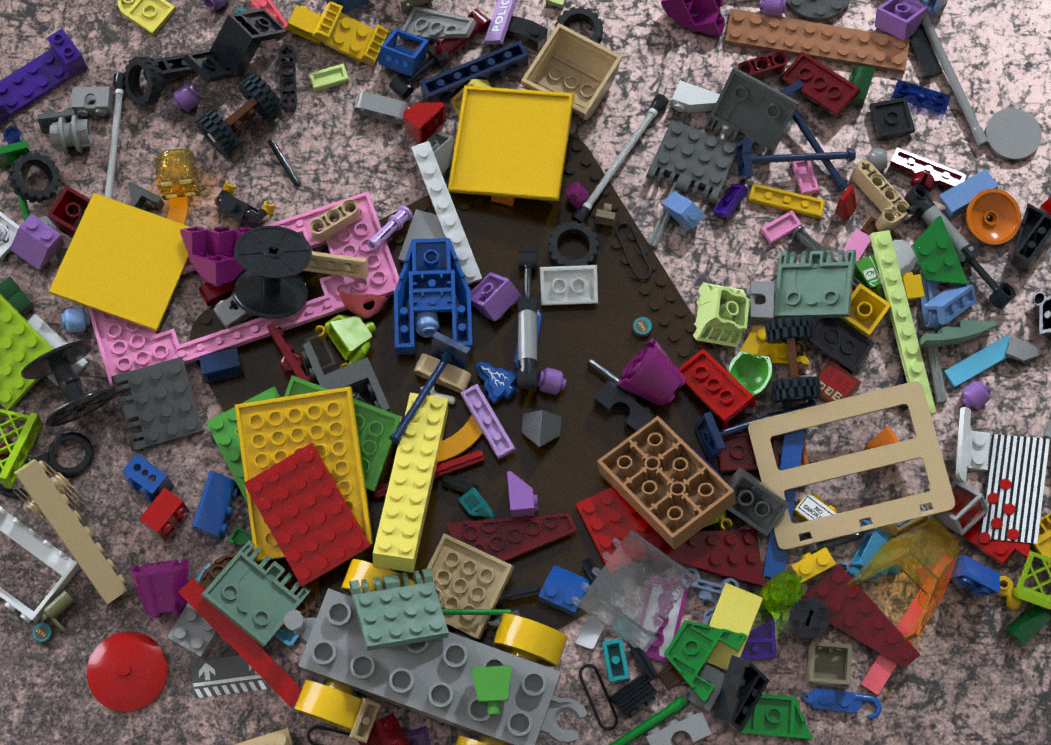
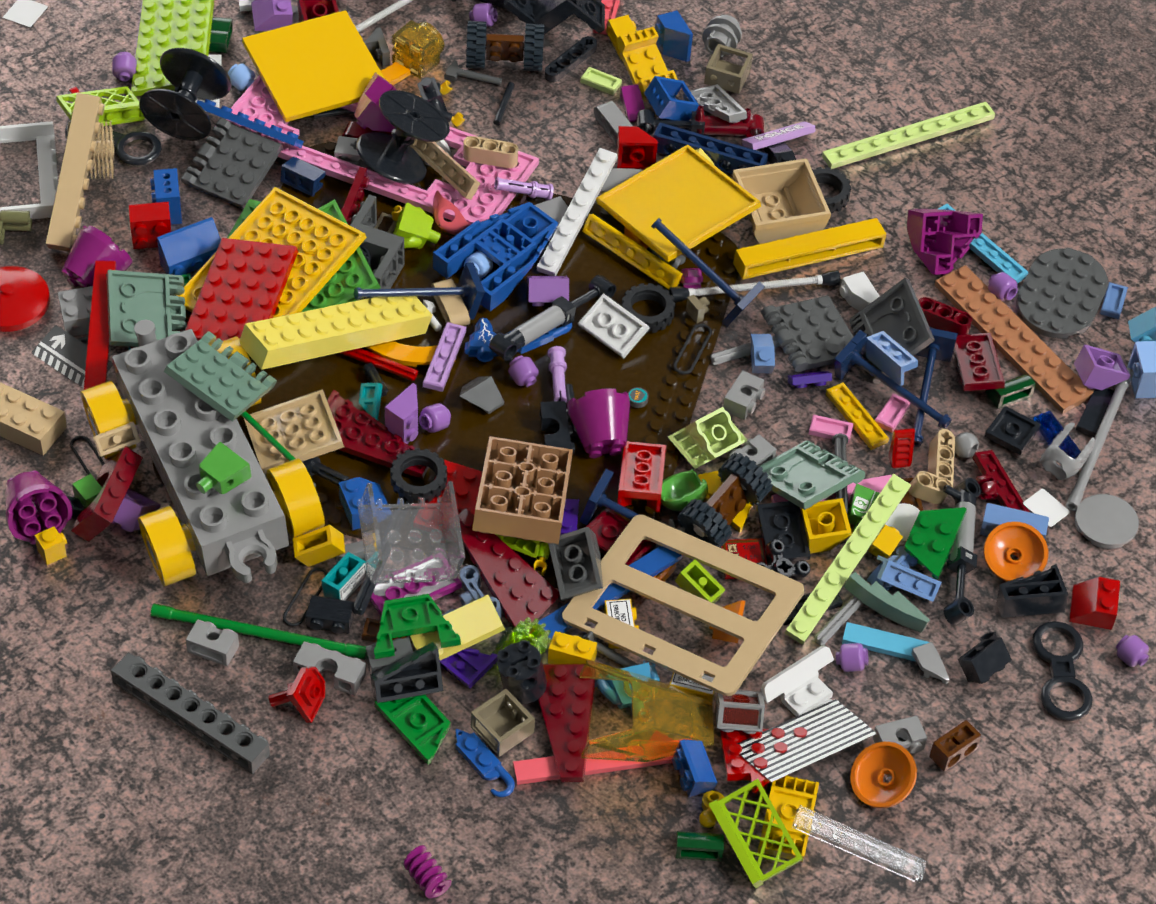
camera: 40 degrees right, 20 degrees down
(131, 362) = (257, 125): none -> blue plate
(218, 167) = (453, 72): none -> dark grey piece
(373, 77) = (632, 101): none -> magenta slope
(515, 211) = (632, 252): none -> yellow tile
(536, 476) = (435, 418): none -> medium lavender head
(567, 355) = (557, 367): none -> lavender pin
(575, 654) = (319, 545): none -> yellow brick
(580, 515) = (418, 457): none -> black tyre
(622, 93) = (809, 248): none -> yellow brick
(630, 180) = (739, 300): none -> dark blue tile
(704, 266) = (744, 395): none -> light grey brick
(775, 138) = (889, 356): none -> medium blue panel
(838, 437) = (699, 582): none -> lime brick
(869, 373) = (782, 565): none -> black gear
(940, 116) = (1069, 465): none -> light grey piece
(969, 159) = (1046, 505): none -> white sticker

